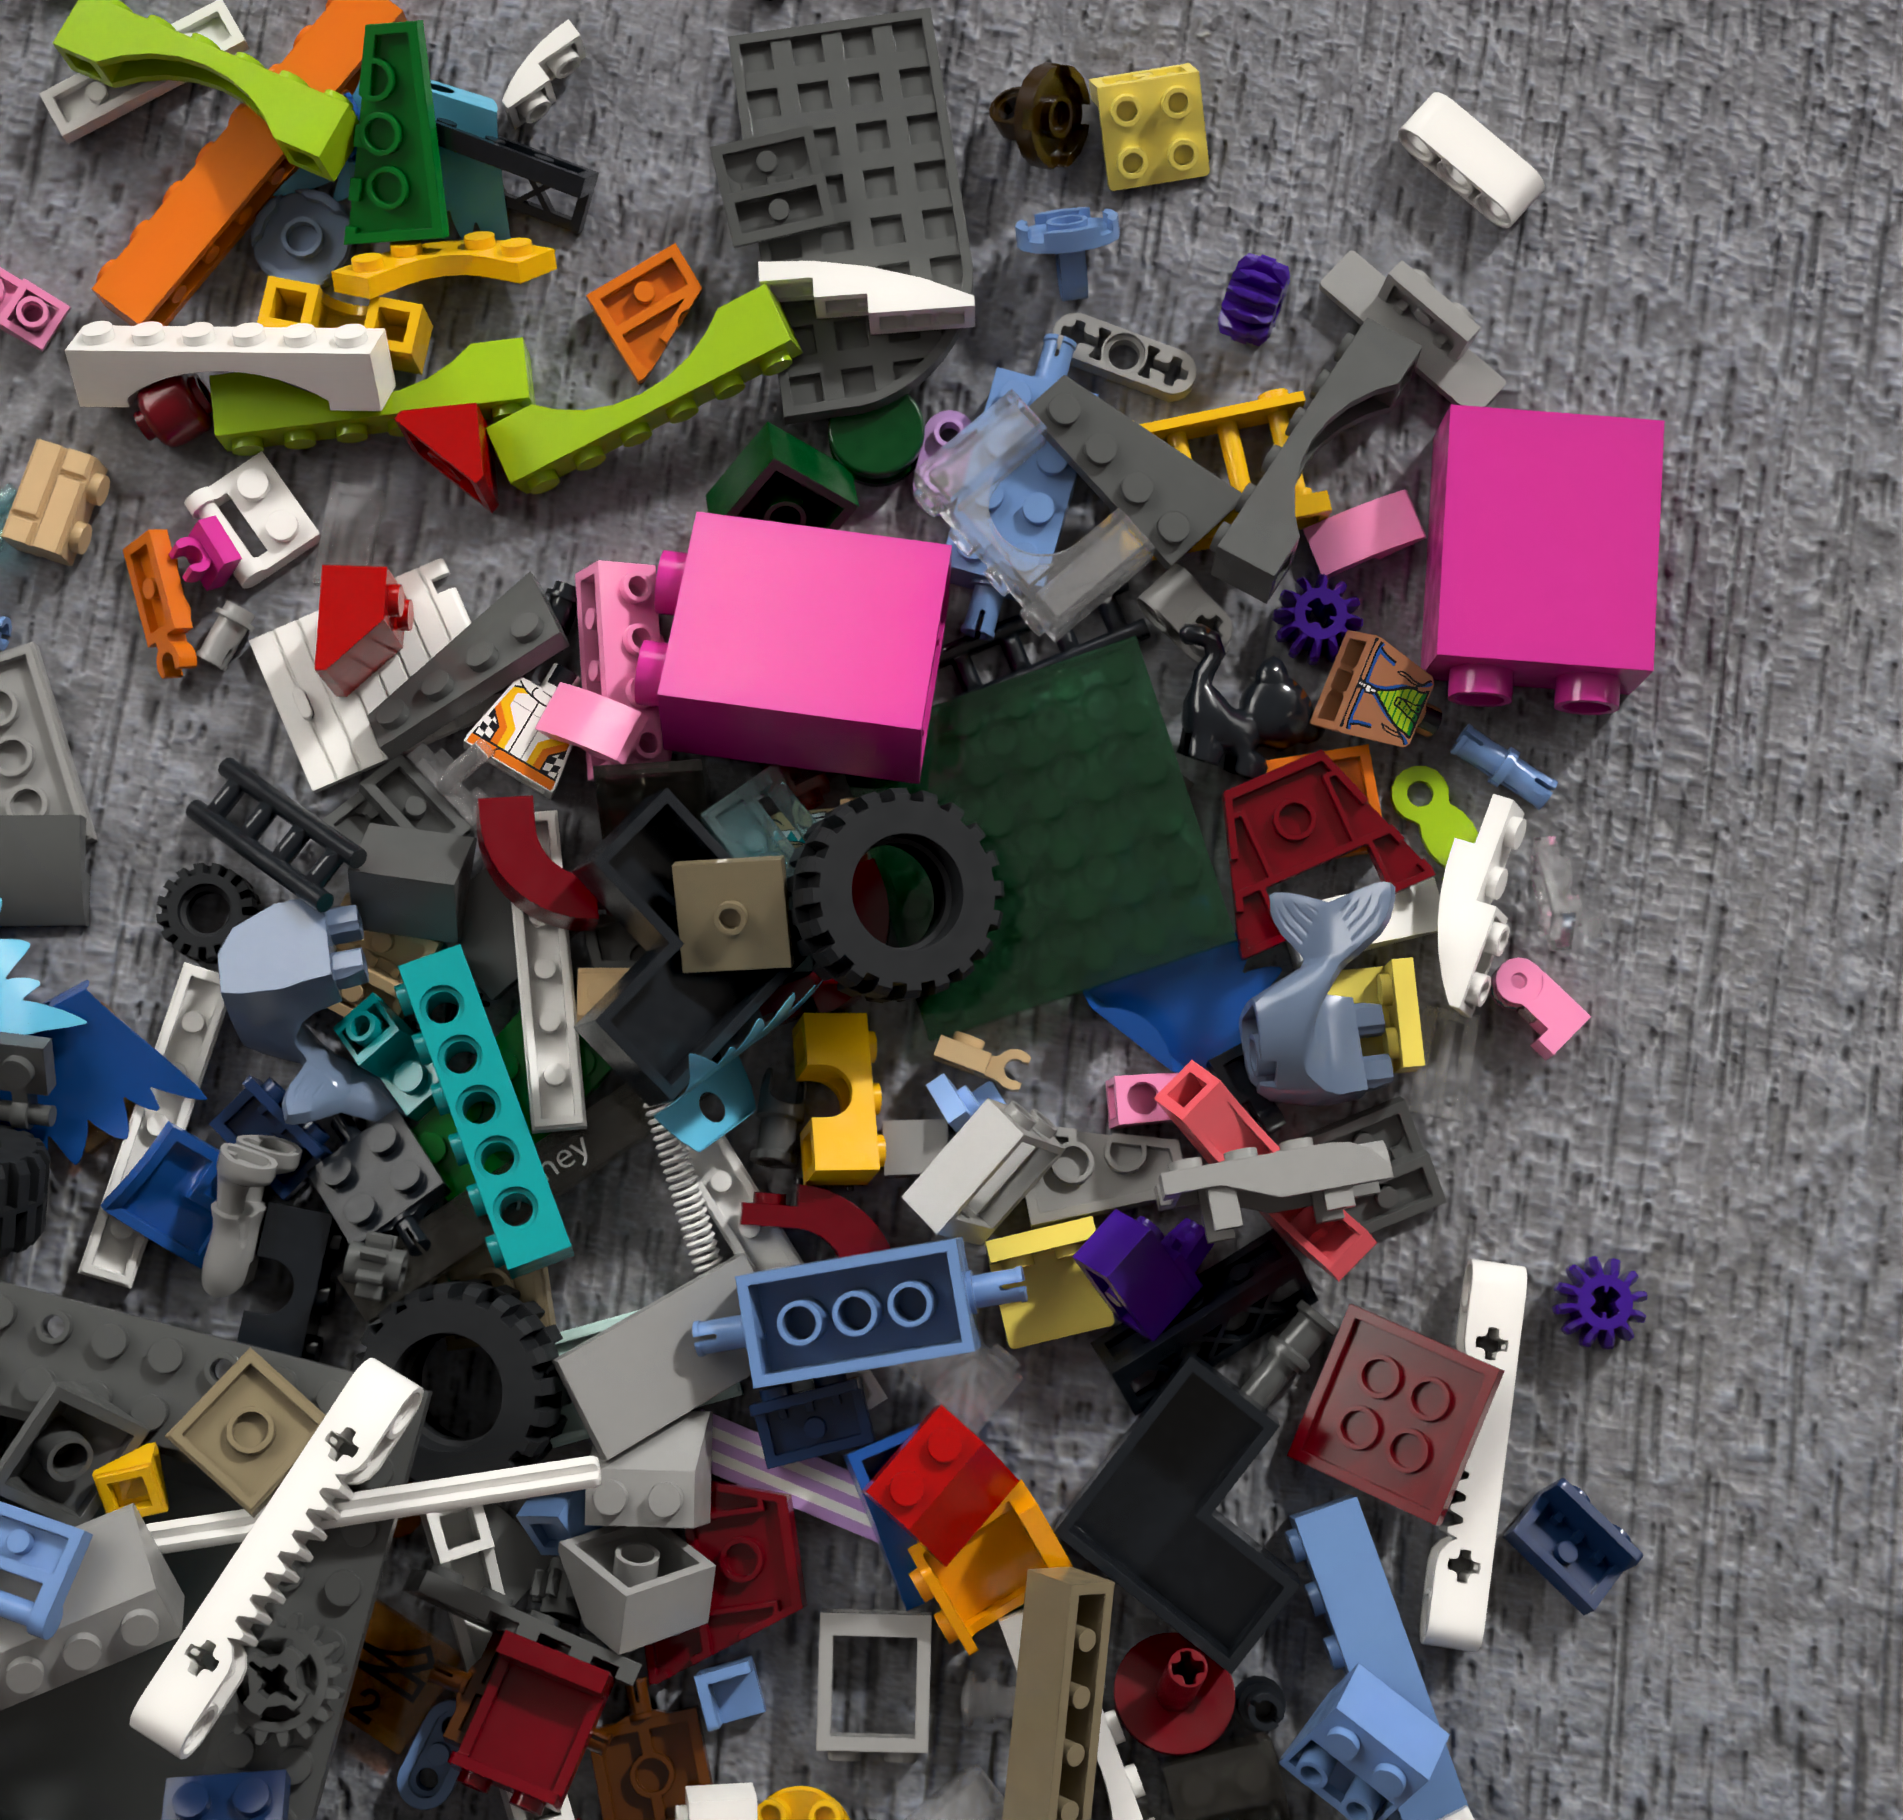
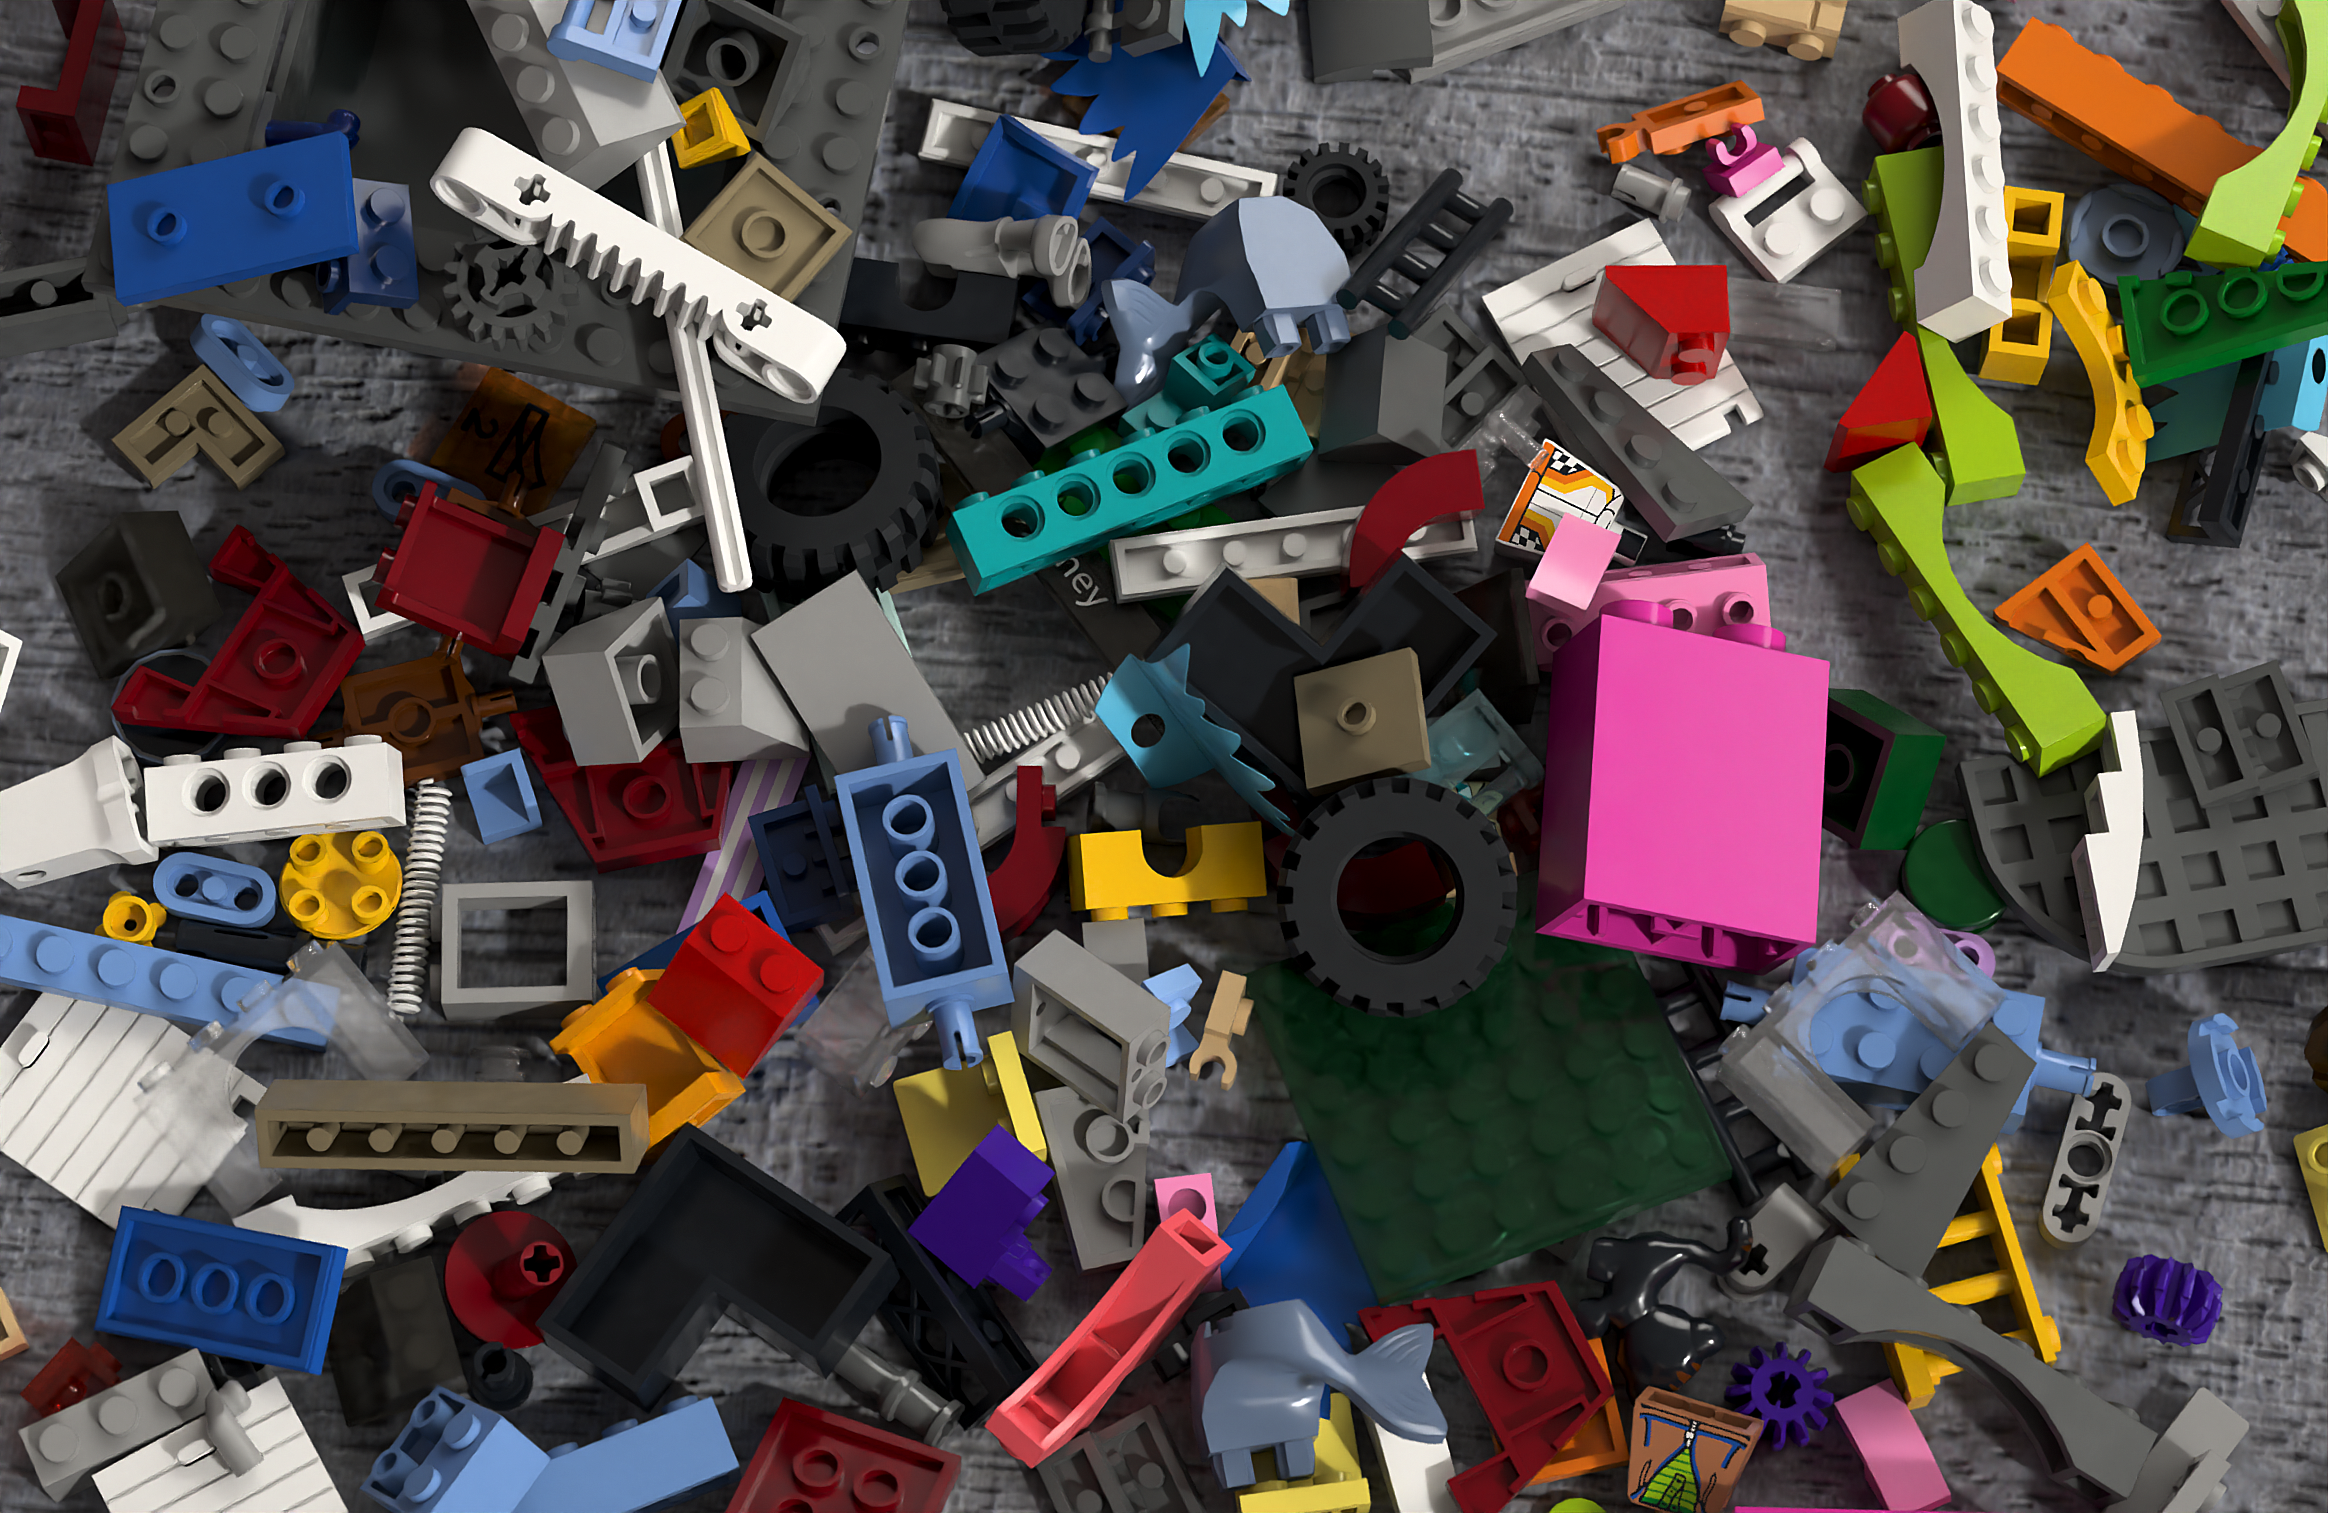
camera: 85 degrees right, 10 degrees down
(820, 1774) = (423, 897): none -> white piece
(1280, 1181) = (1095, 1340): light grey piece -> none

